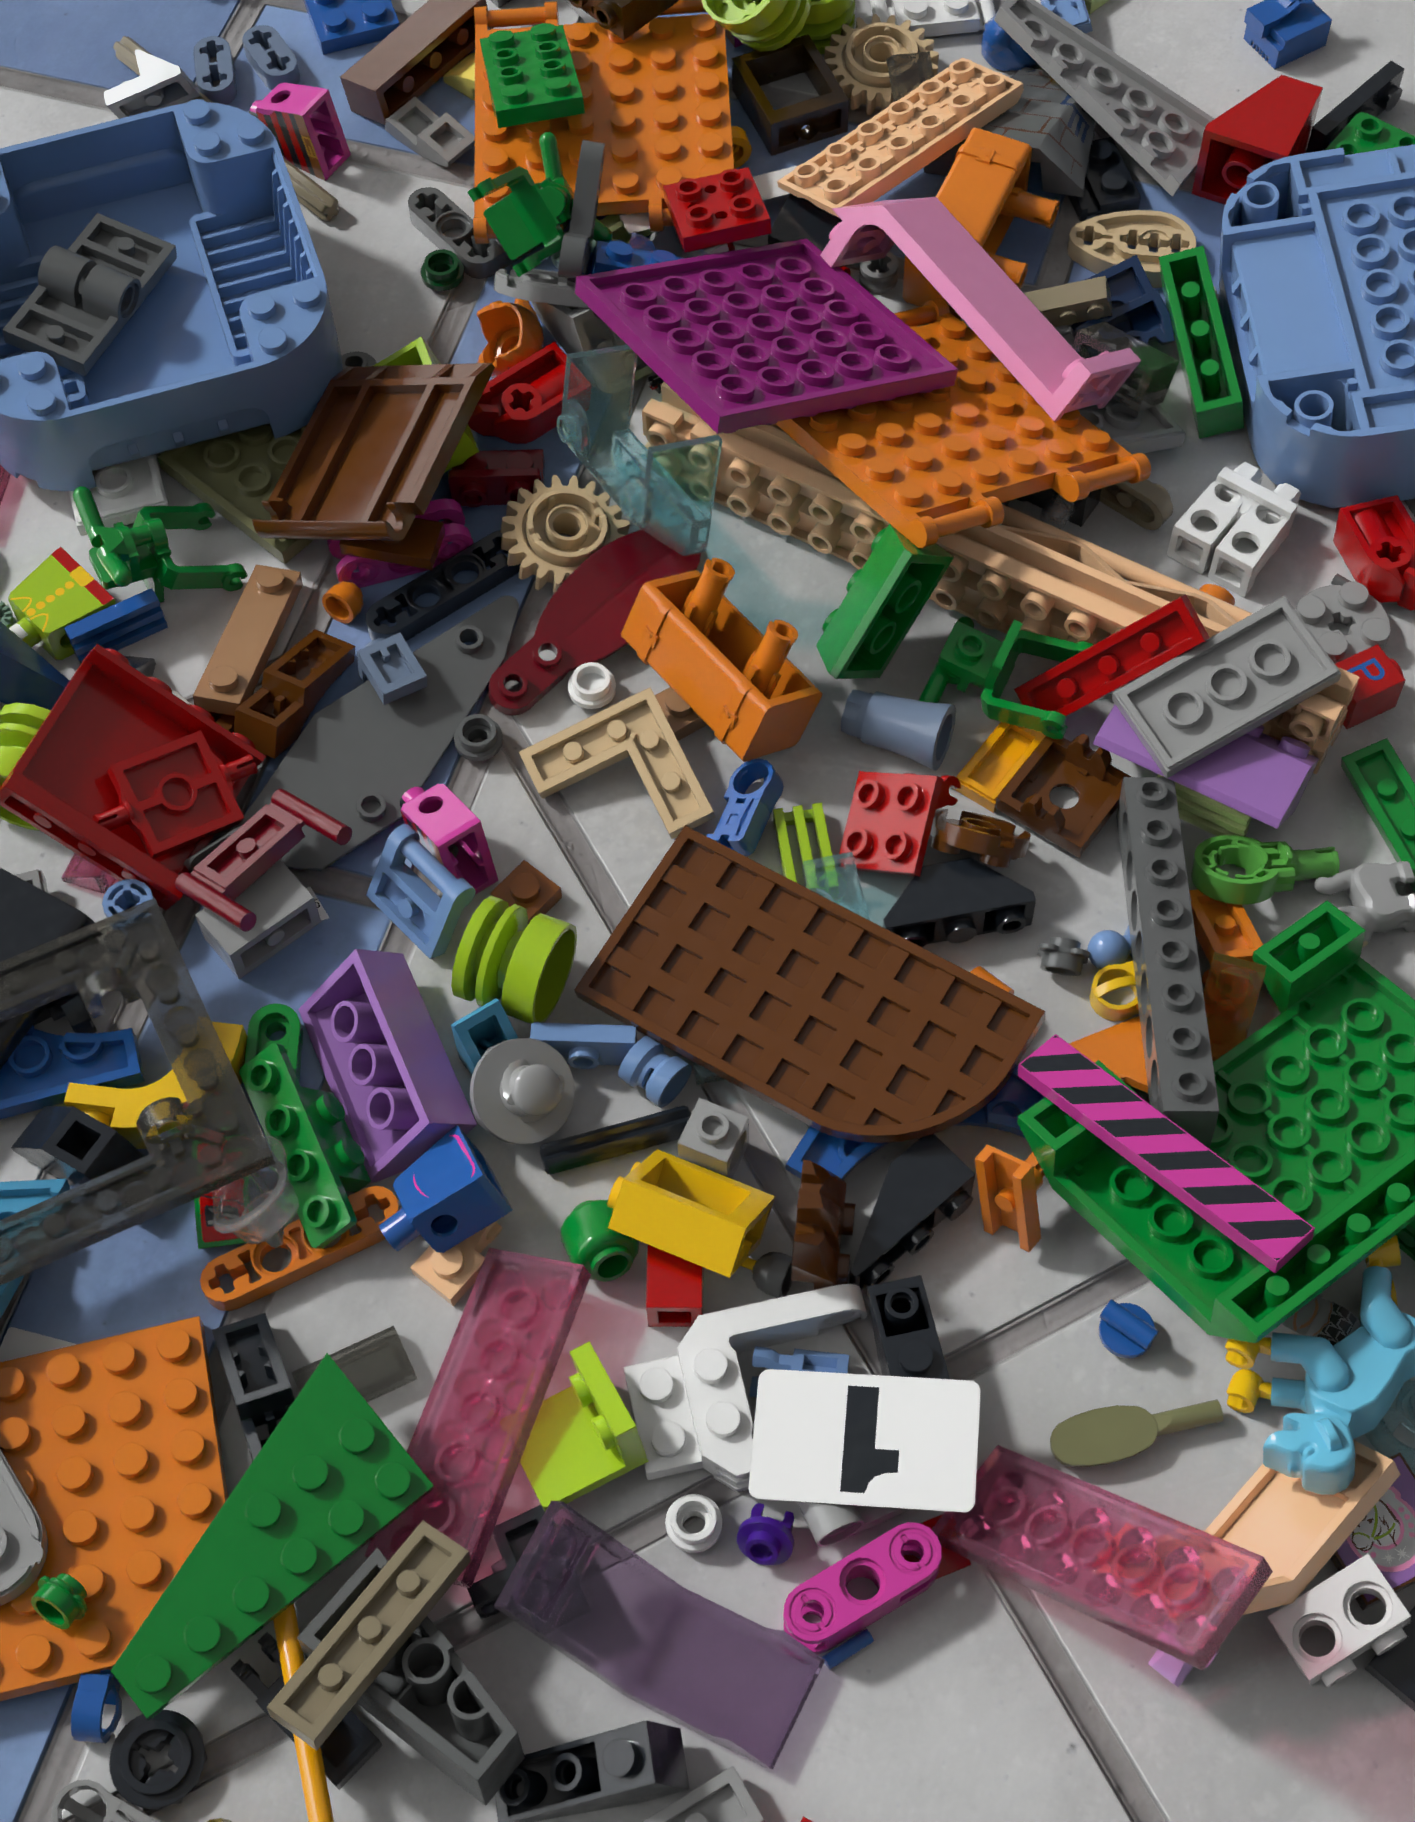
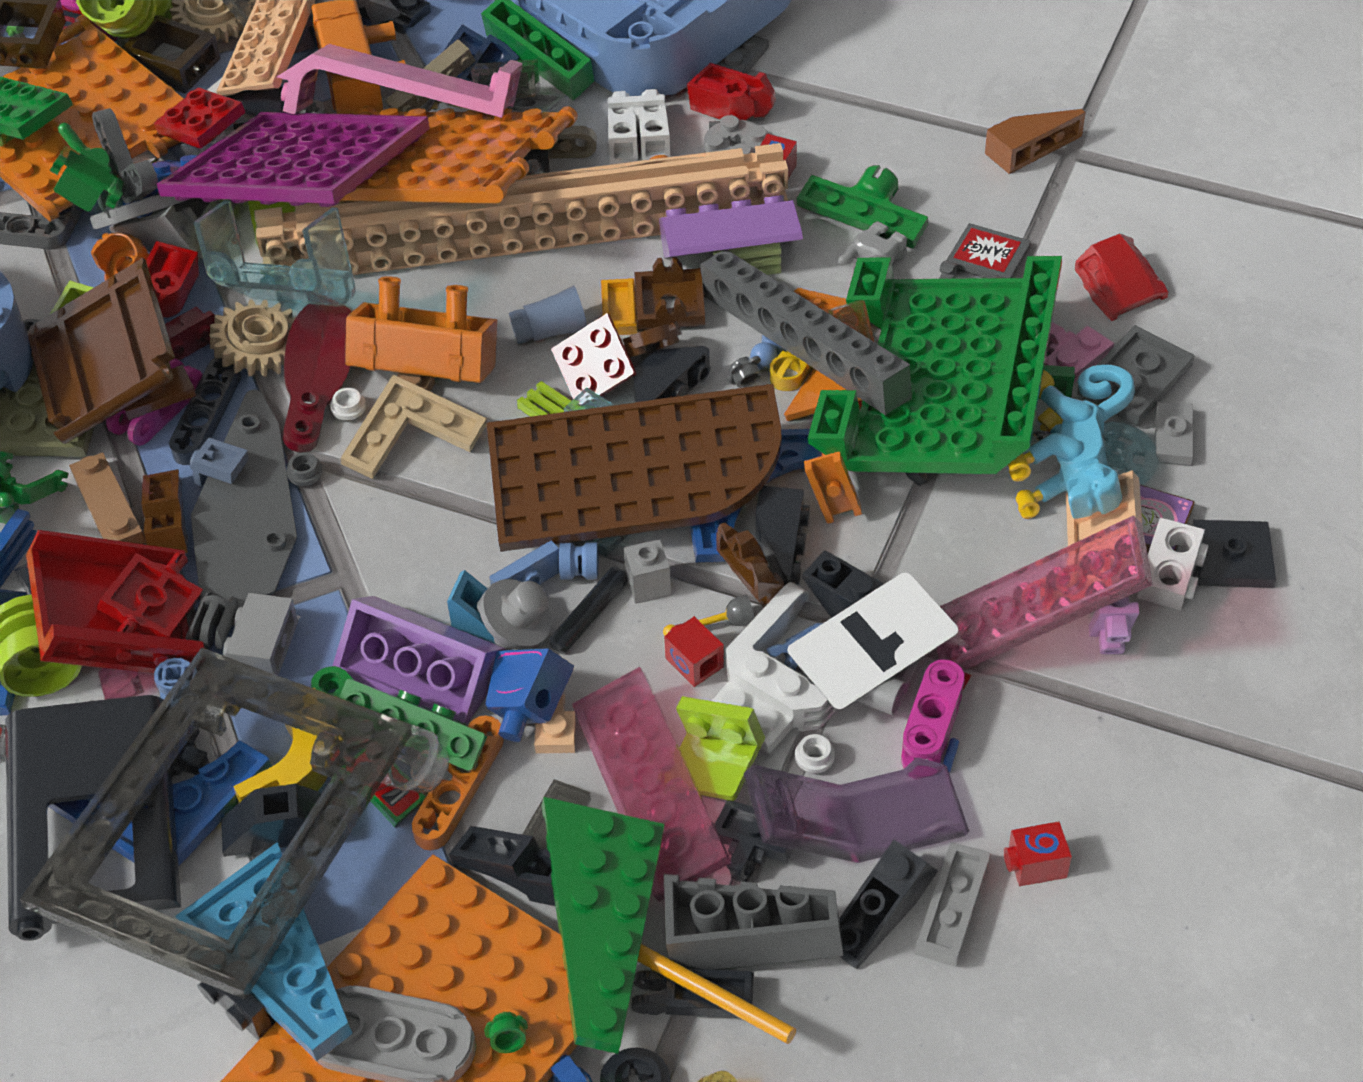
camera: 40 degrees left, 10 degrees down
(252, 852) = (234, 591): dark red plate -> none
(343, 601) = (147, 452): orange hinge -> none
(368, 1635) = (708, 908): dark tan plate -> none
(410, 901) = (352, 570): medium blue plate -> none
(442, 270) = (34, 252): dark green plate -> none
(444, 821) = (343, 523): dark pink torso -> none
(514, 960) = (447, 552): lime wheel -> none
(528, 889) = (413, 529): dark orange plate -> none
(594, 1245) = (629, 651): green head -> none
(690, 1212) = (672, 604): yellow window -> none
(748, 813) = (506, 404): blue piece -> none
(765, 1538) = (860, 732): dark purple plate -> none
(880, 605) = (487, 254): green slope -> none
(988, 663) = (568, 260): green piece -> none
(1116, 230) = (437, 28): tan piece -> none
(1116, 659) = (643, 213): red plate -> none
(1123, 1431) = (988, 560): olive piece -> none
(1126, 1329) = (944, 516): blue plate -> none
(1166, 1153) = (899, 400): dark pink tile -> none
(1226, 686) = (718, 185): light grey tile -> none
(1268, 867) = (808, 269): bright green pin -> none

